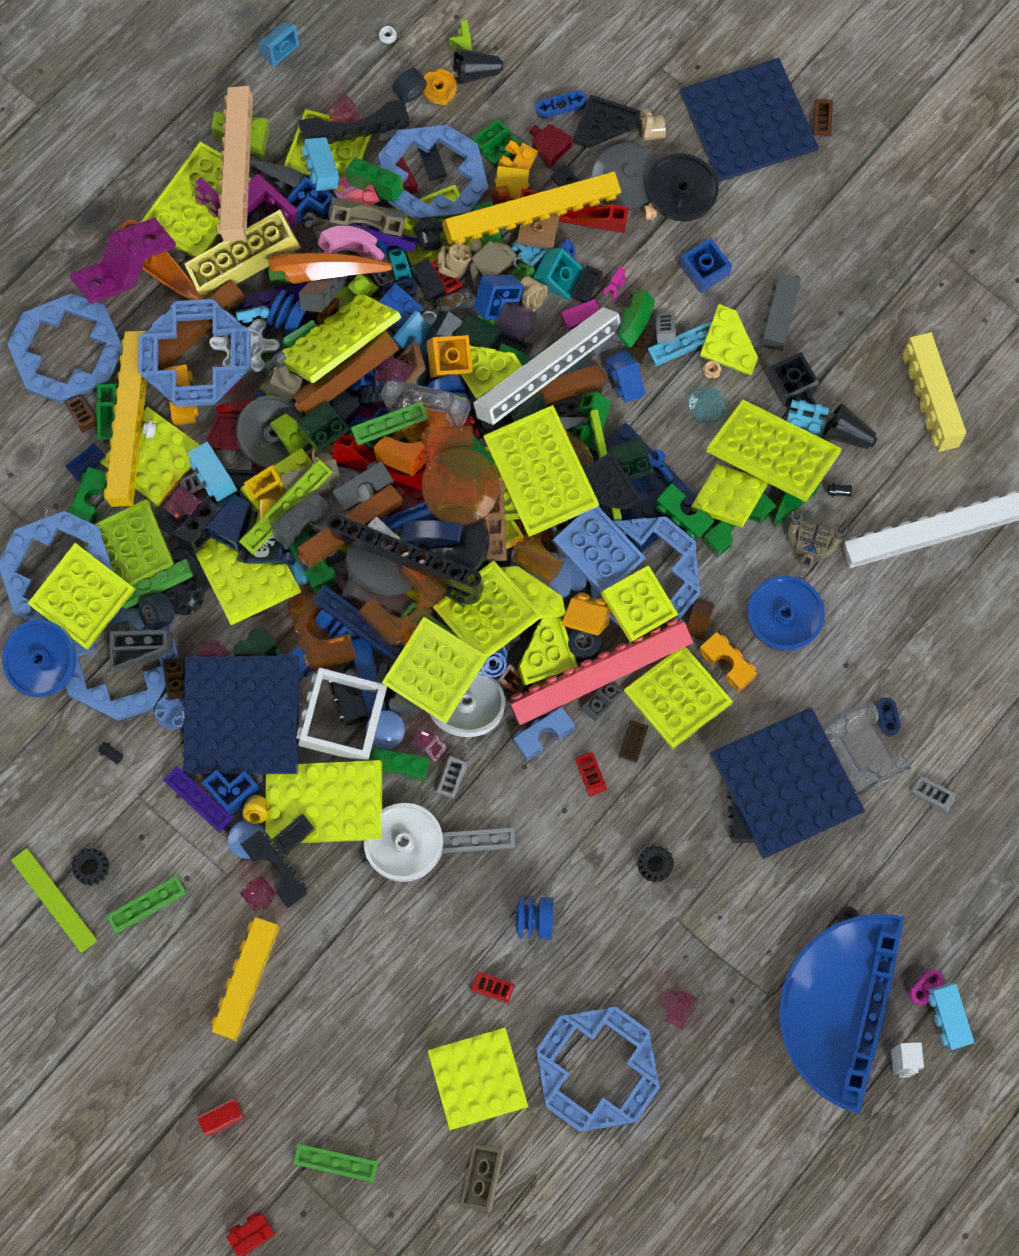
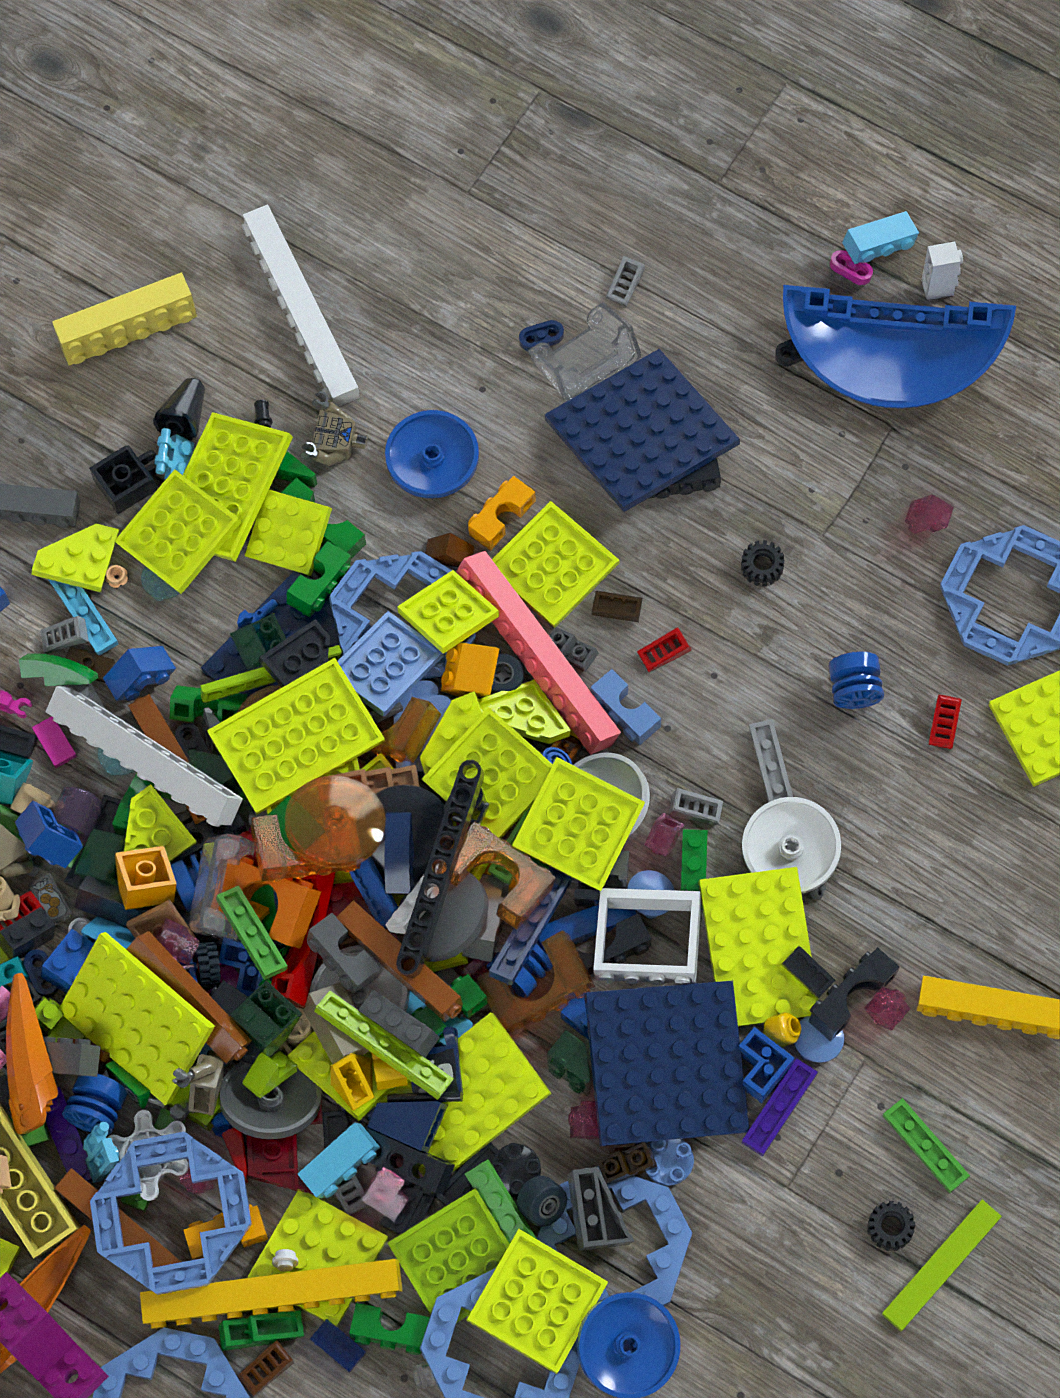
camera: 95 degrees left, 5 degrees down
(110, 752) = (737, 1230): black pin -> none
(739, 412) = (178, 531): none -> neon yellow plate

